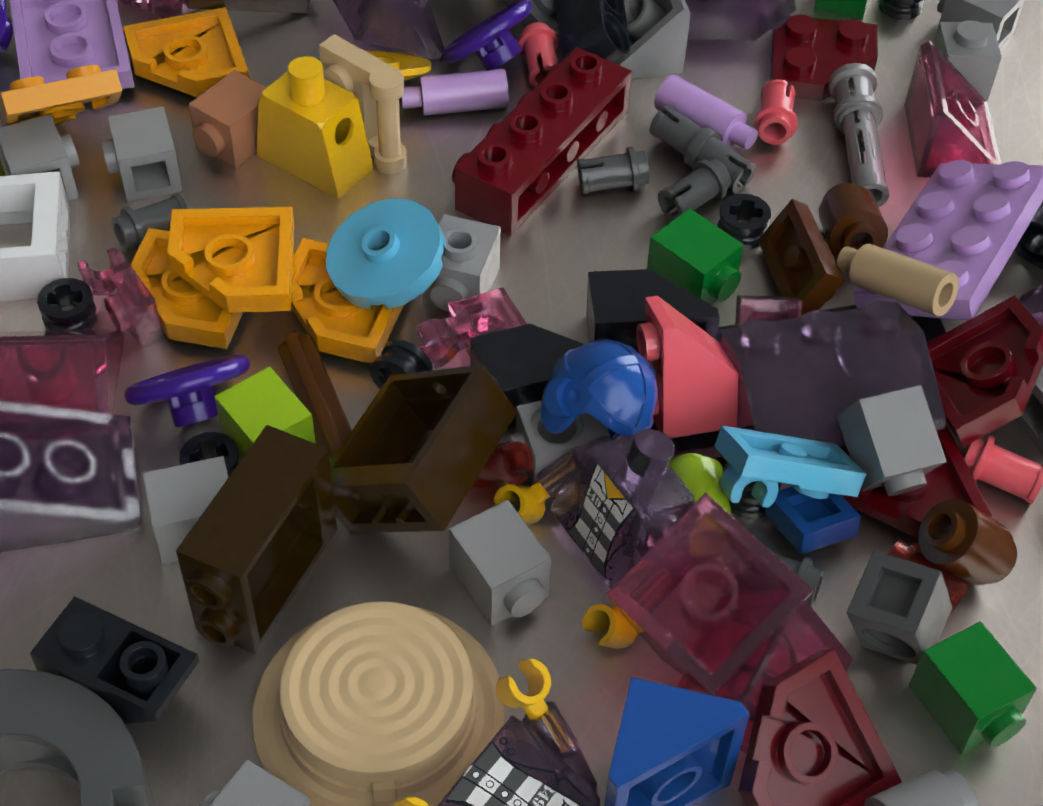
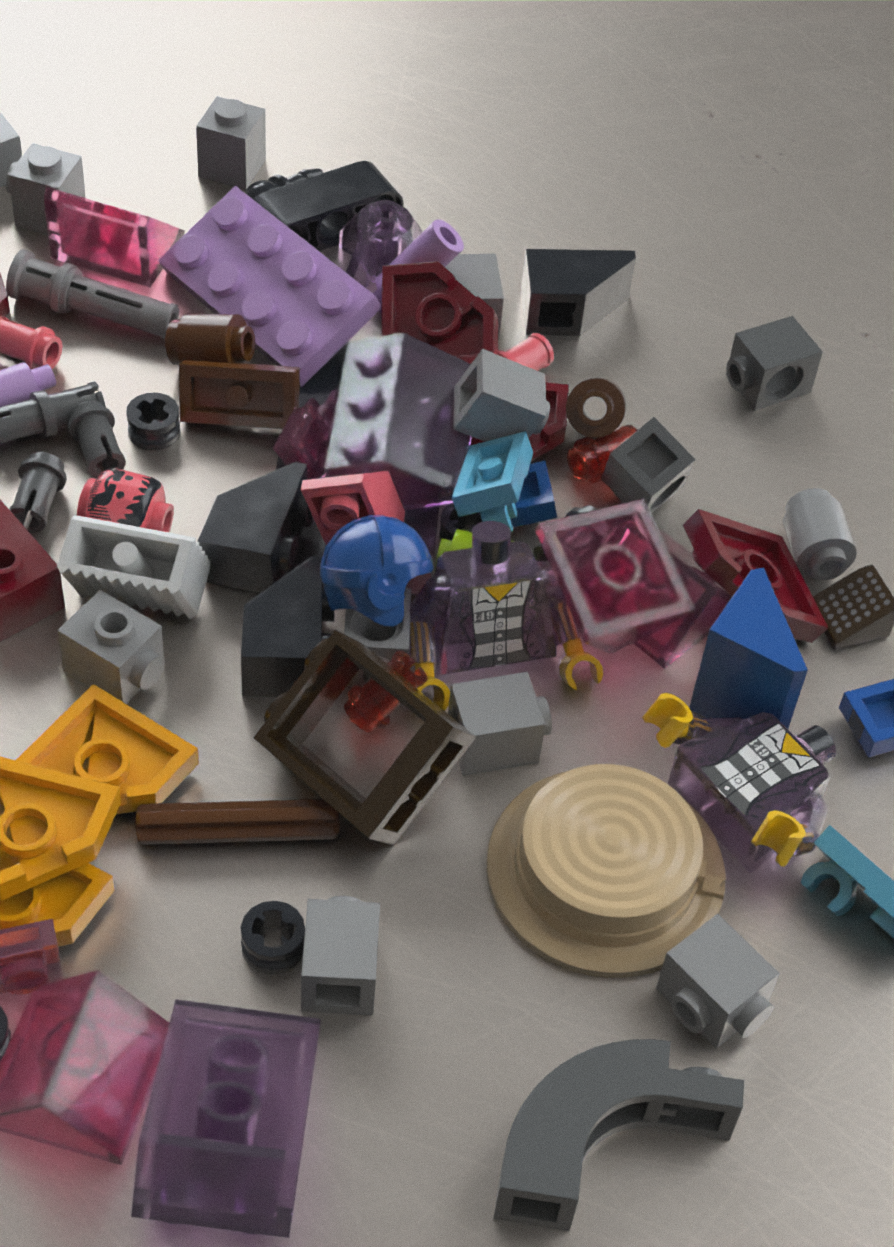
camera: 75 degrees left, 0 degrees up
(115, 660) = (518, 1048): black slope -> none
(189, 389) = (190, 927): dark purple piece -> none
(258, 539) = (434, 888): dark brown window -> none
(261, 402) = (256, 865): lime brick -> none
(386, 253) = (101, 723): medium azure plate -> none
(398, 358) = (228, 737): black bush -> none
(467, 319) = (198, 658): clear pink plate -> none
(544, 246) = (135, 565): none -> white brick
(618, 228) = (127, 500): none -> coral head
(697, 257) = (198, 467): green brick -> none
(900, 278) = (325, 328): tan cylinder -> none
(972, 688) = (725, 463): green brick -> none

